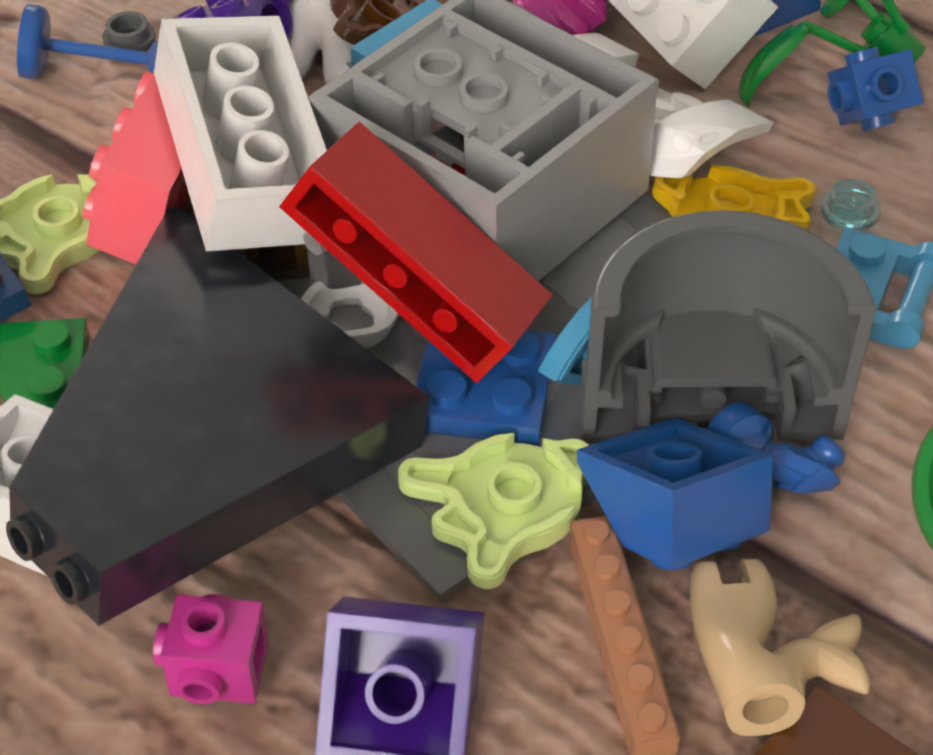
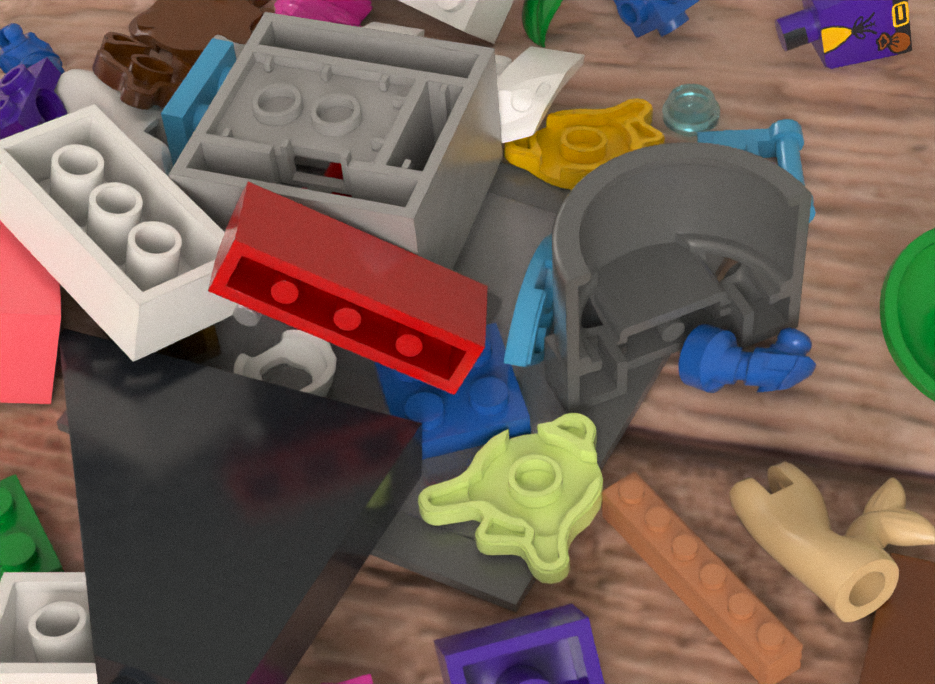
camera: 20 degrees left, 0 degrees up
(680, 491) = (687, 425): blue slope -> none

